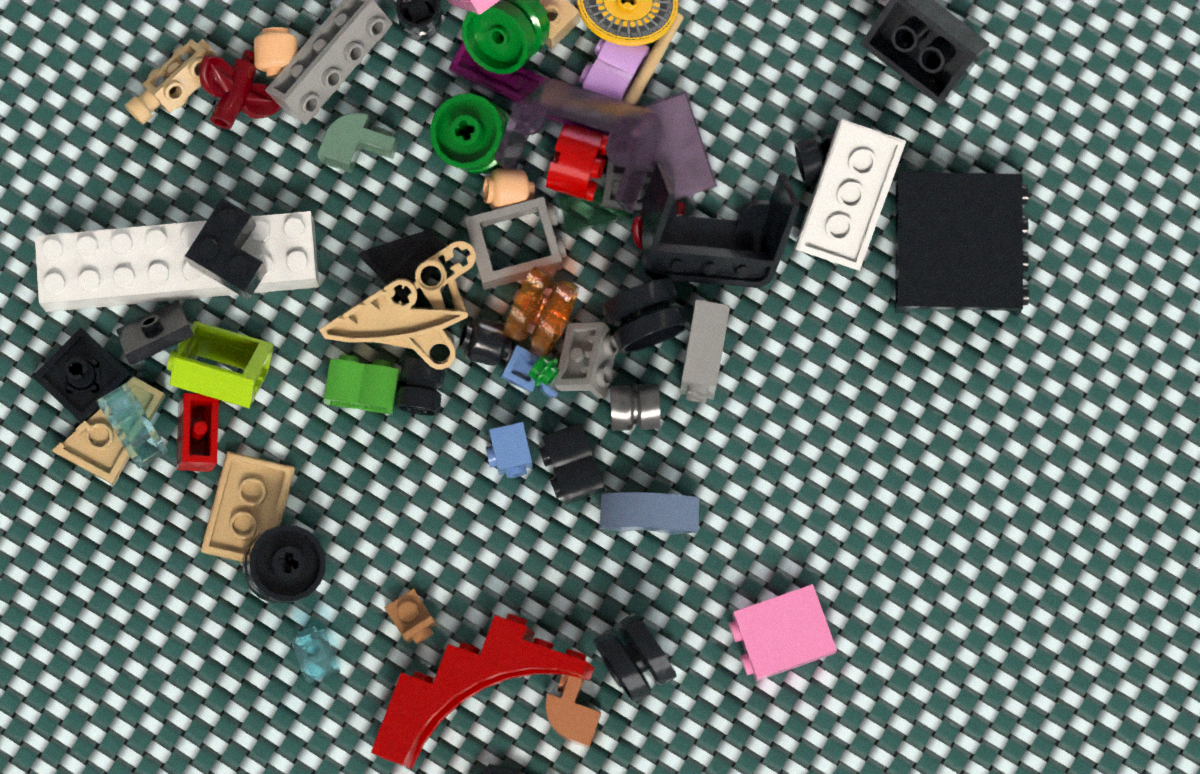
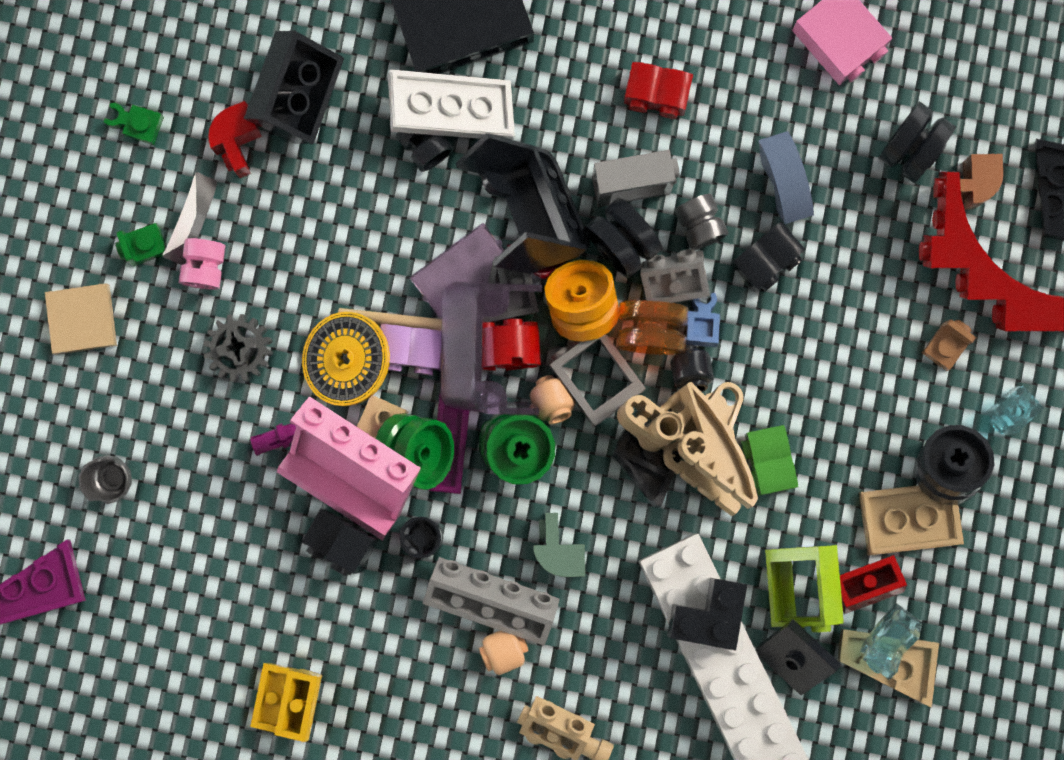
camera: 110 degrees left, 5 degrees up
(73, 367) = (865, 712): black plate -> none
(235, 89) = (550, 674): dark red plant -> none
(420, 388) = (757, 408): black wheel -> none
(509, 450) = (777, 313): medium blue brick -> none
(544, 370) = (702, 306): green plate -> none
(596, 250) = (582, 300): none -> light orange wheel
(793, 417) = (658, 89): none -> red brick

